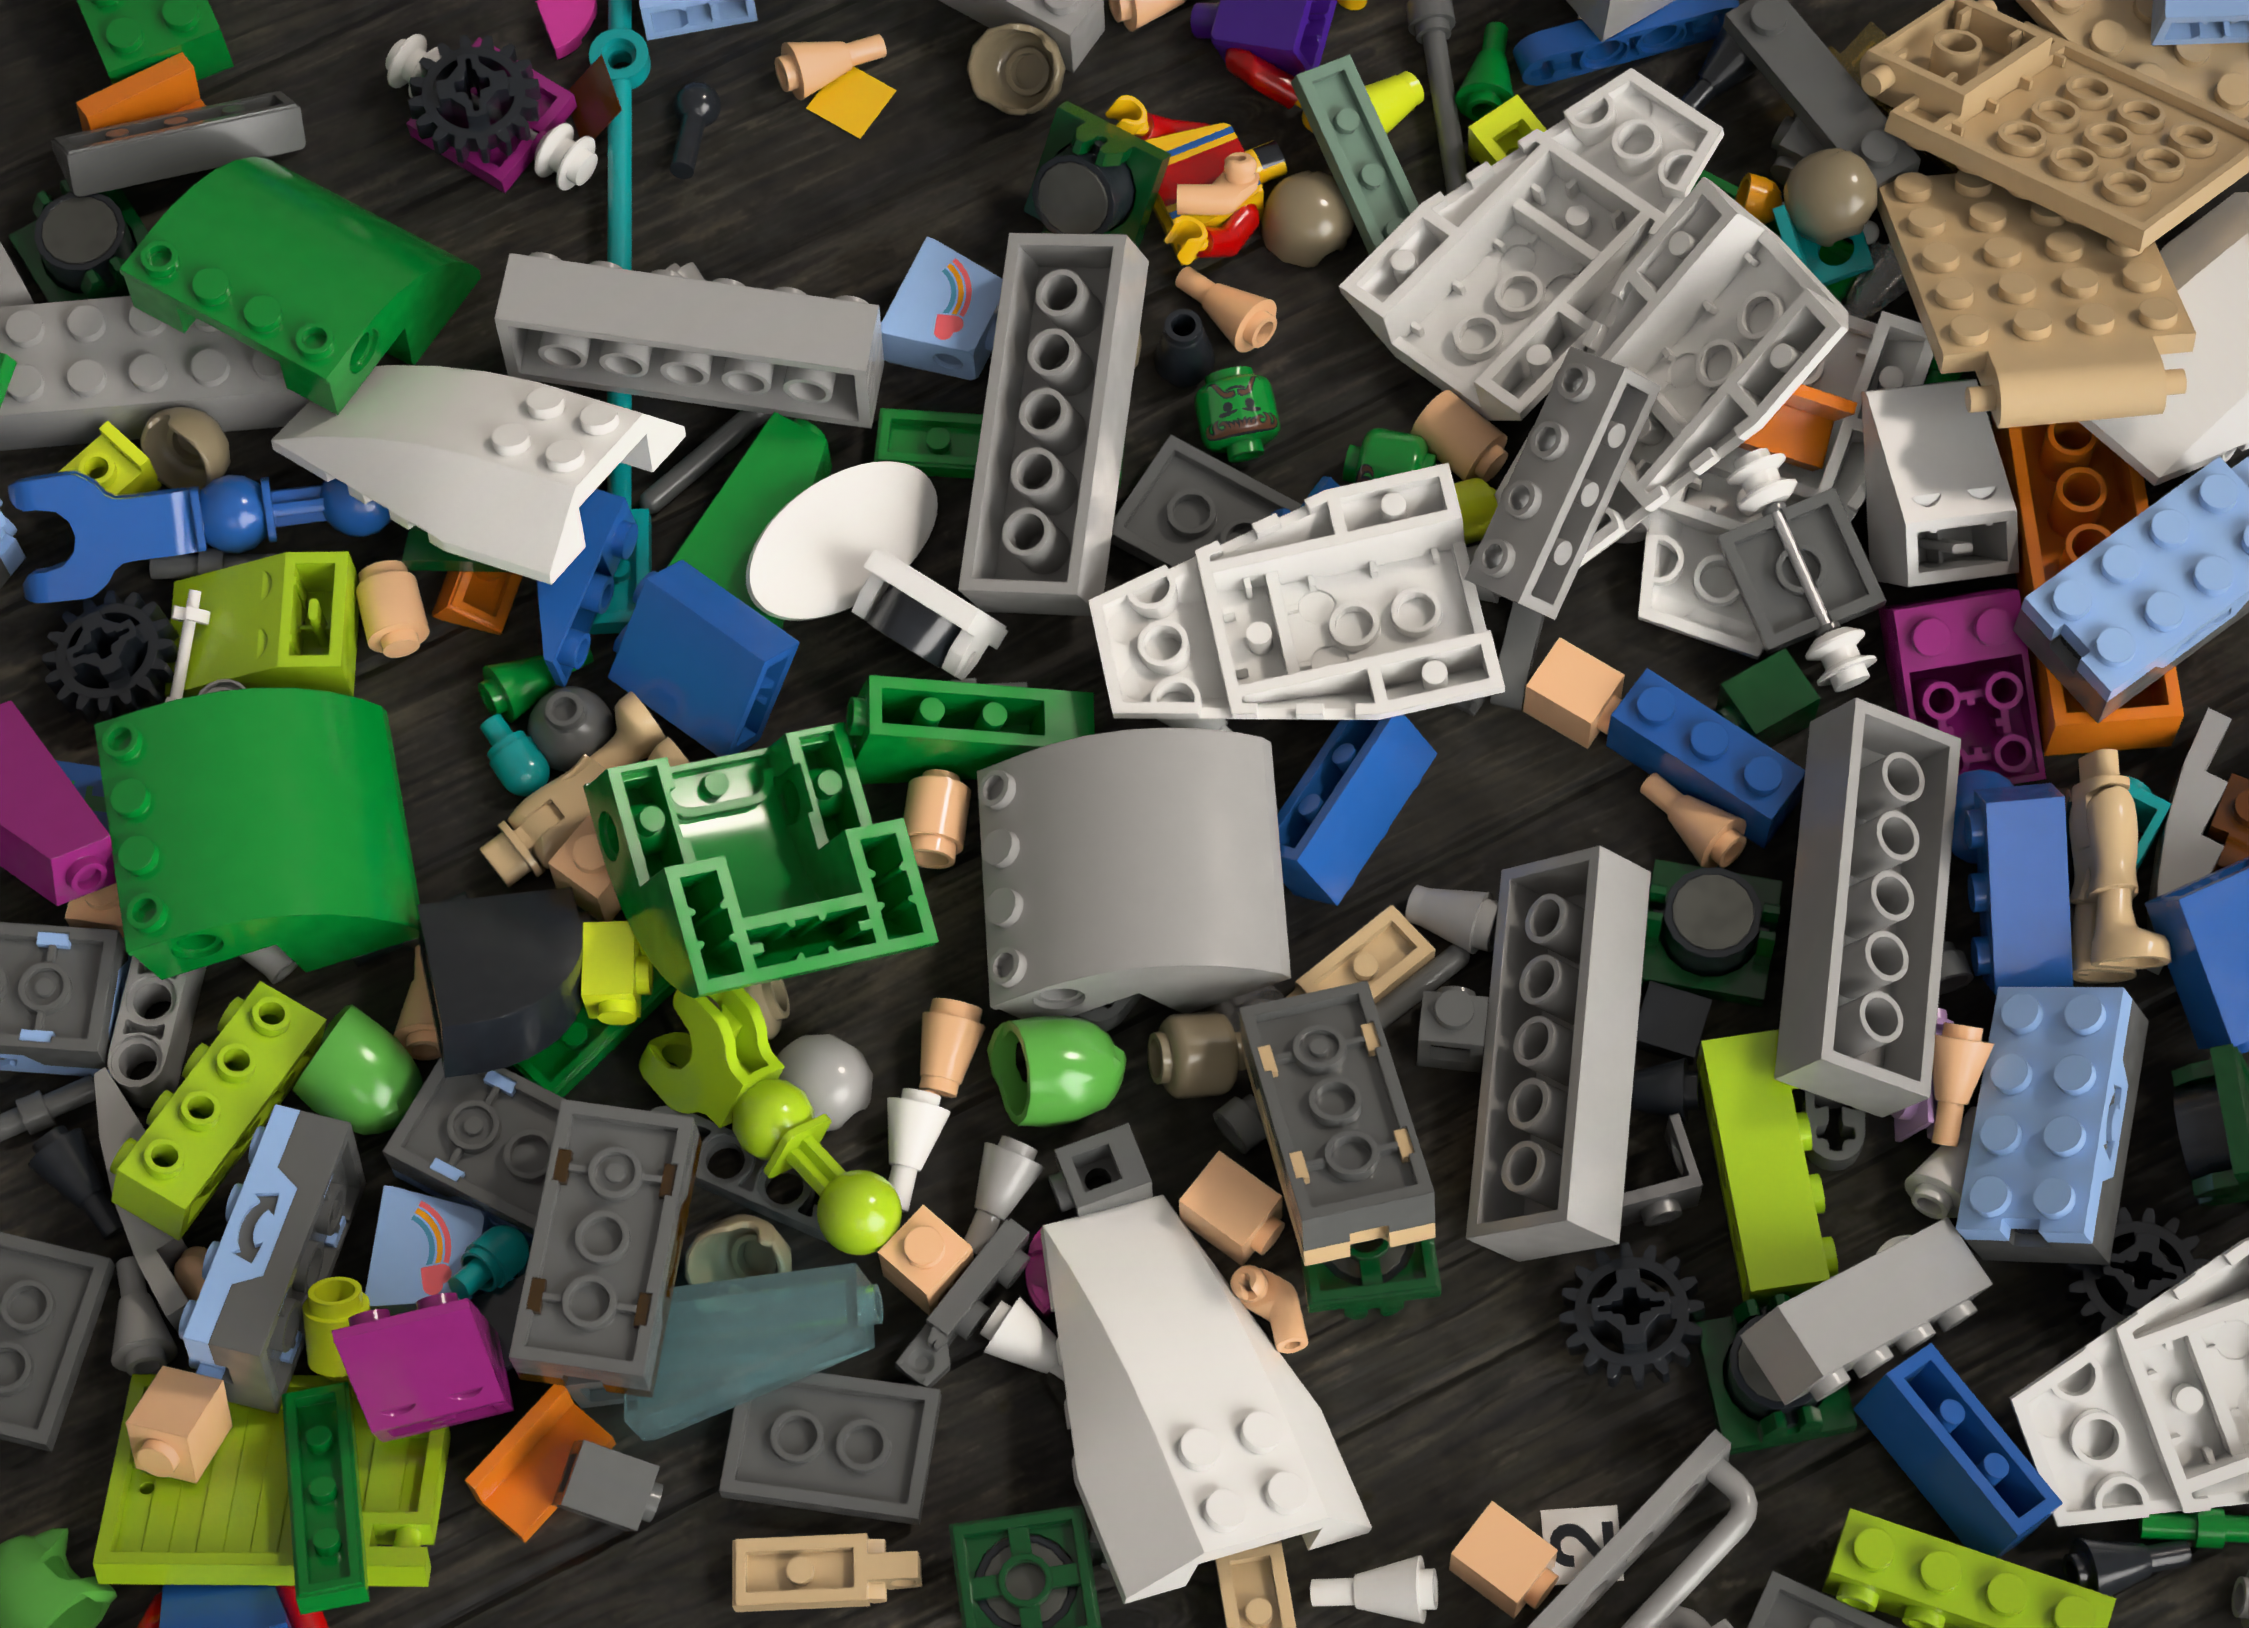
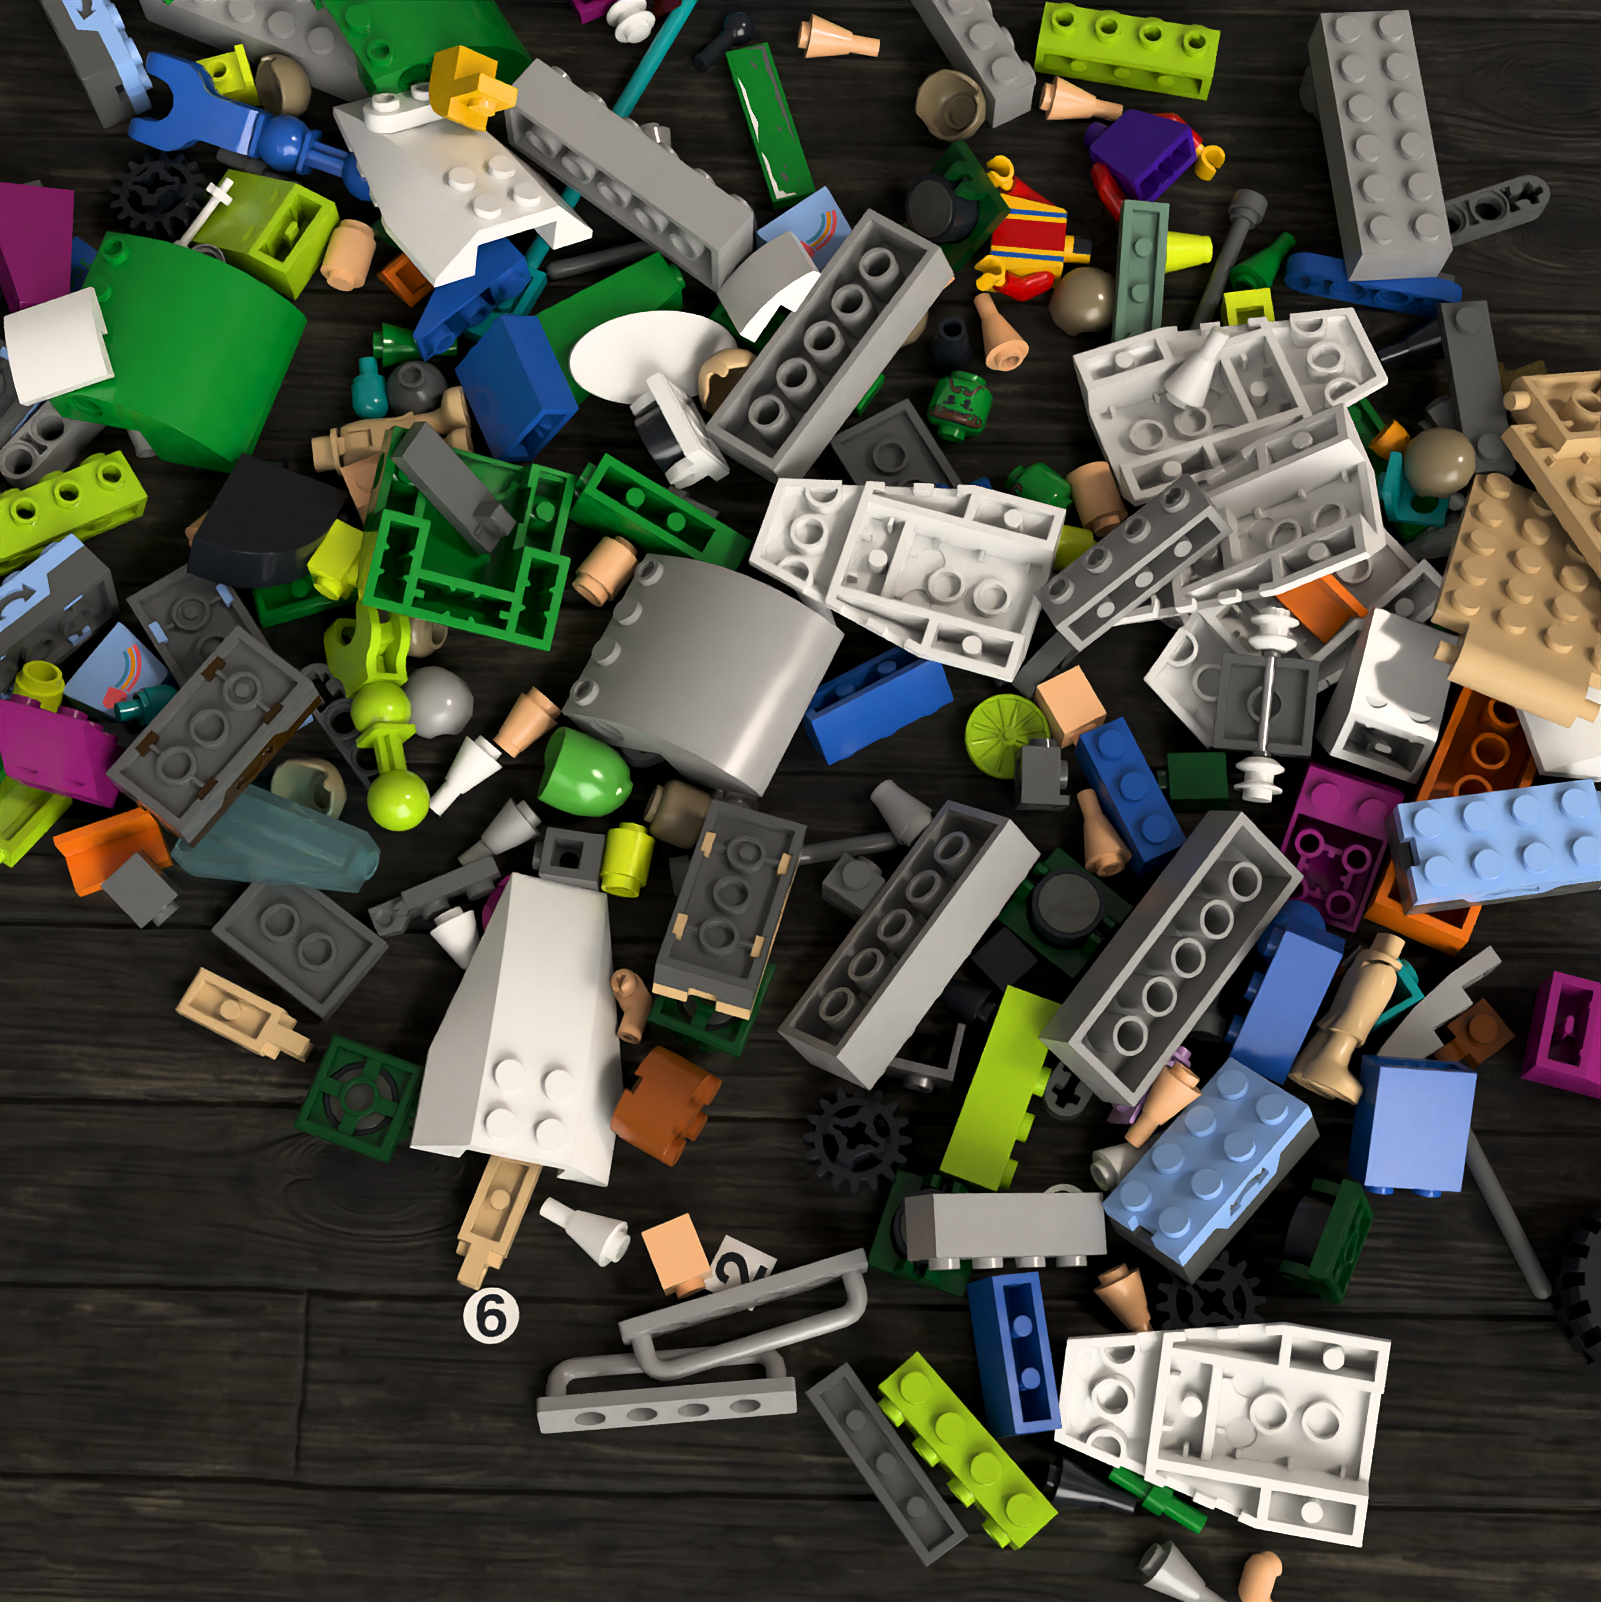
camera: 25 degrees right, 5 degrees up
(131, 888) = (57, 346): none -> white slope
(360, 1075) = (146, 541): bright green piece -> none
(376, 394) = (399, 111): none -> white plate
(444, 333) = (466, 88): none -> yellow brick
(715, 810) = (452, 488): none -> dark grey hinge
(808, 200) = (770, 125): none -> green tile
(852, 101) = (838, 75): yellow sticker -> none
(925, 1259) = (426, 851): light nougat brick -> none
(933, 381) = (768, 278): none -> white slope
(940, 521) = (720, 375): none -> tan hair
(1167, 1140) = (626, 860): none -> neon yellow brick
(1225, 193) = (1032, 256): light nougat arm -> none
(1232, 1209) = (639, 926): light nougat brick -> none
(1380, 952) = (828, 813): tan hinge -> none
(1391, 1393) = (665, 1105): none -> dark orange brick
(1496, 242) = (1191, 381): none -> white cone
(1520, 765) = (1000, 729): none -> lime wheel
(1589, 789) = (1040, 776): none -> dark grey brick
(2038, 1323) = (1125, 1297): none -> light nougat cone

